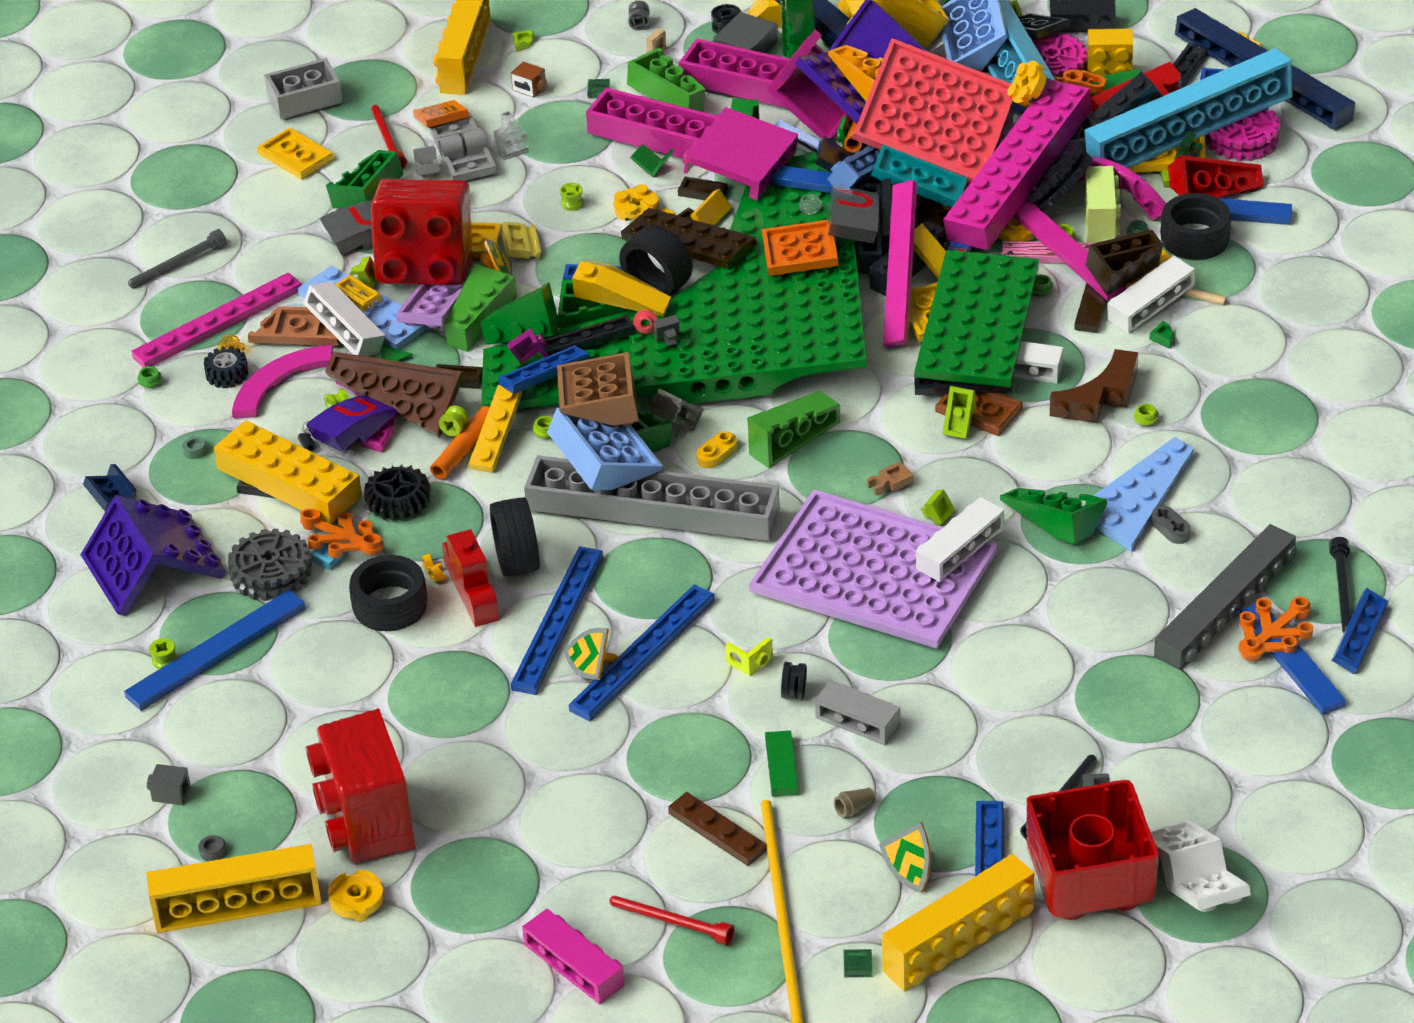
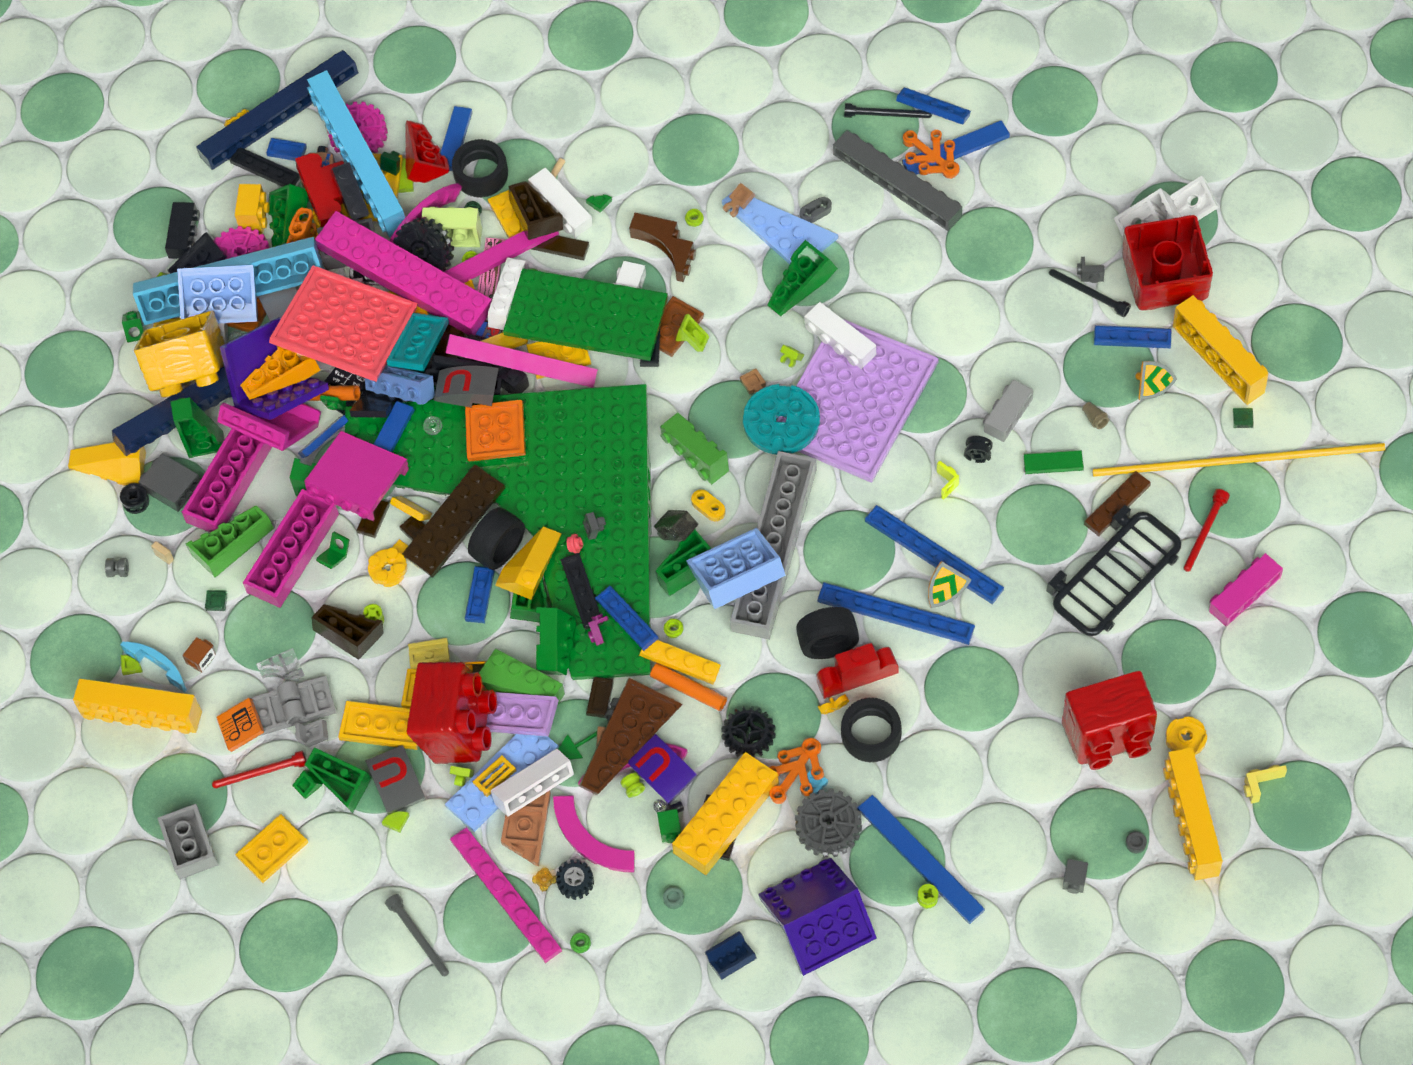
camera: 85 degrees left, 20 degrees up
(276, 959) = (1255, 776): none -> light yellow bracket
(283, 427) = (669, 825): none -> green brick
(316, 235) = (396, 820): none -> lime tile
(453, 420) = (673, 689): lime wheel -> none
(502, 65) = (139, 651): none -> medium azure slope
(548, 173) = (347, 631): none -> dark brown wedge
(591, 770) = (1122, 519): none -> black bar
(599, 390) = (677, 565): medium nougat slope -> none
(853, 481) = (775, 401): none -> teal plate
(977, 241) = (504, 293): none -> white brick
(1027, 83) = (325, 241): yellow plate -> none
(1171, 443) = (740, 198): none -> medium nougat plate

